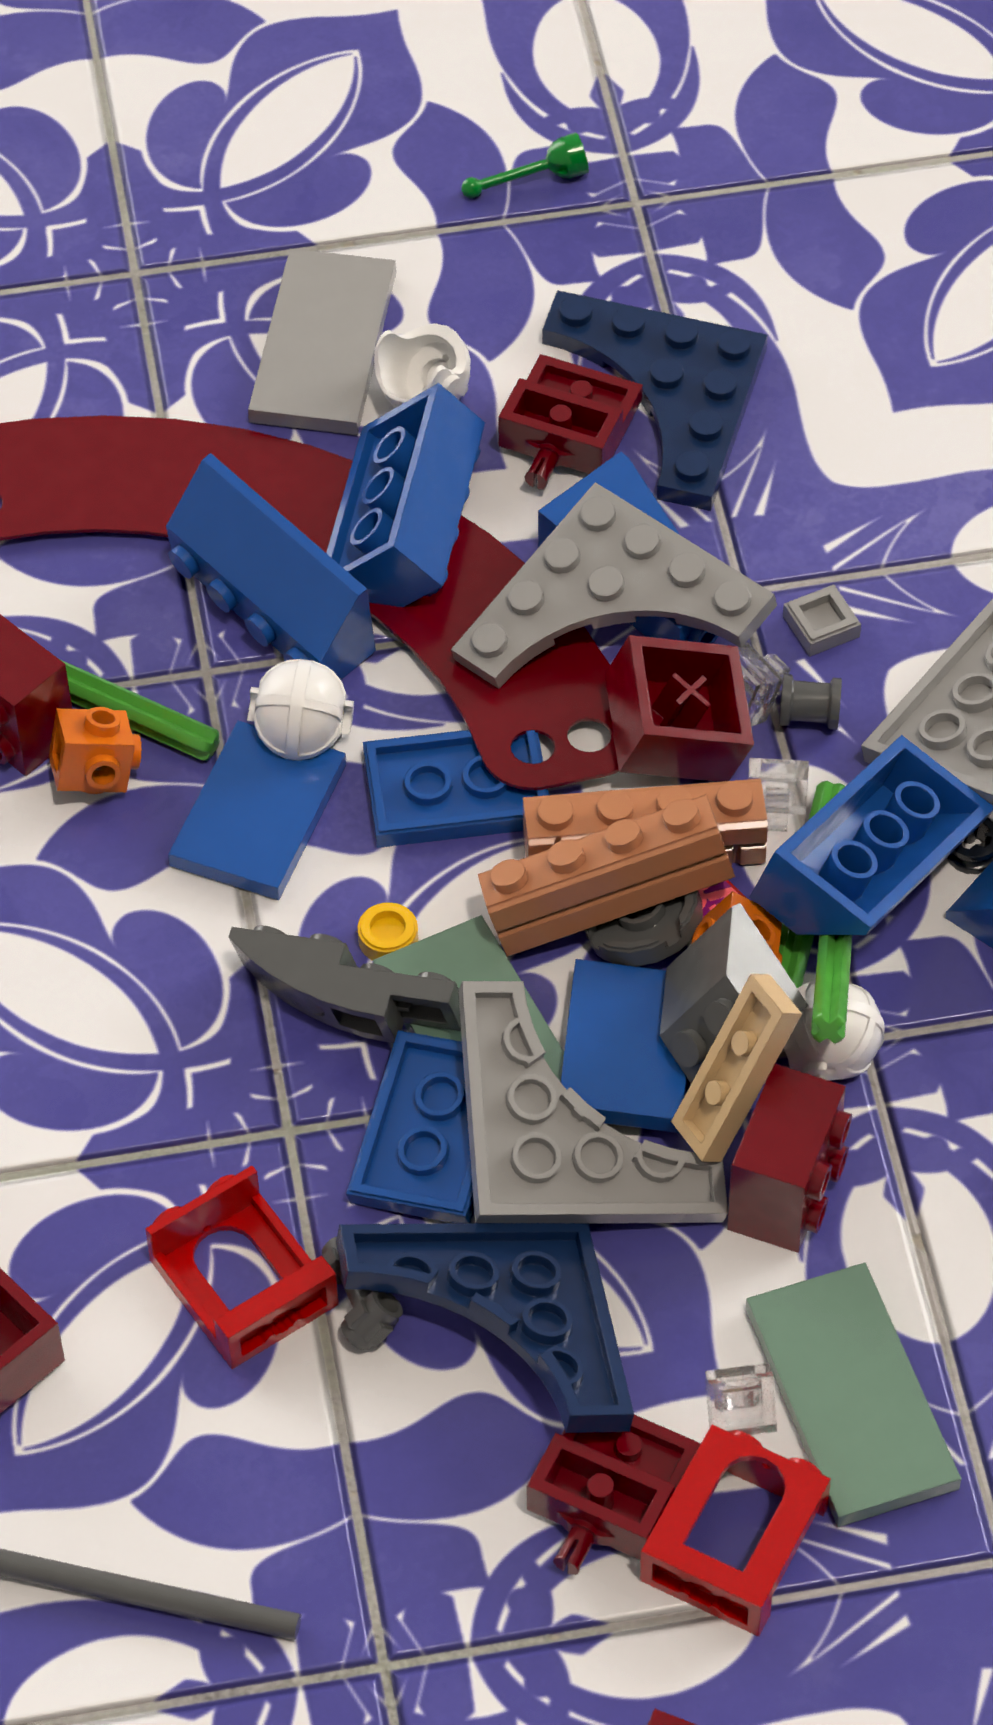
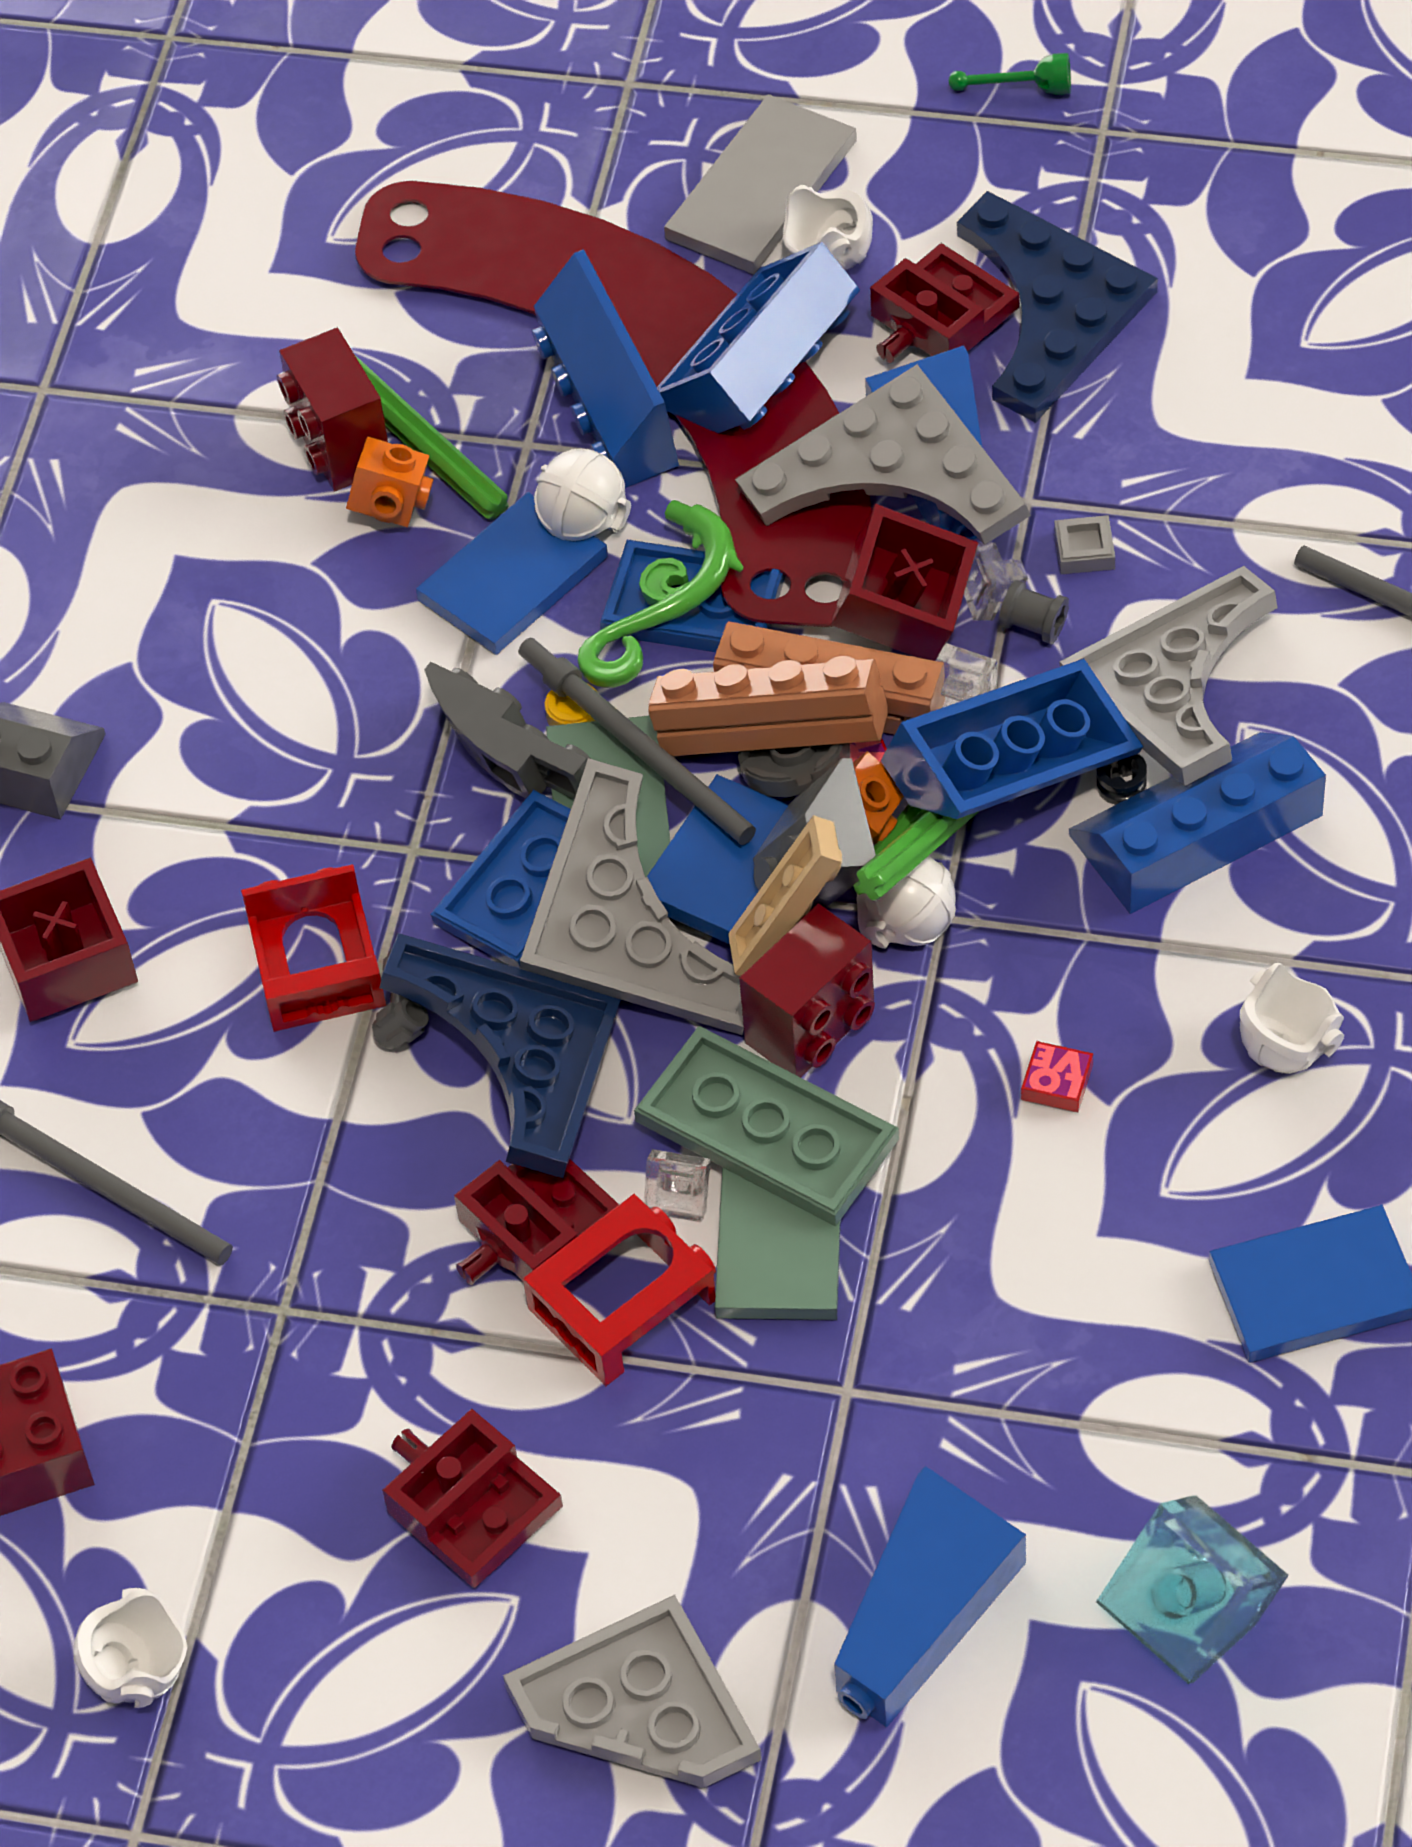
camera: 25 degrees right, 0 degrees up
(376, 905) = (567, 680): none -> dark grey bar
(439, 795) = (665, 601): none -> bright green plant
(802, 1309) = (767, 1125): none -> sand green tile

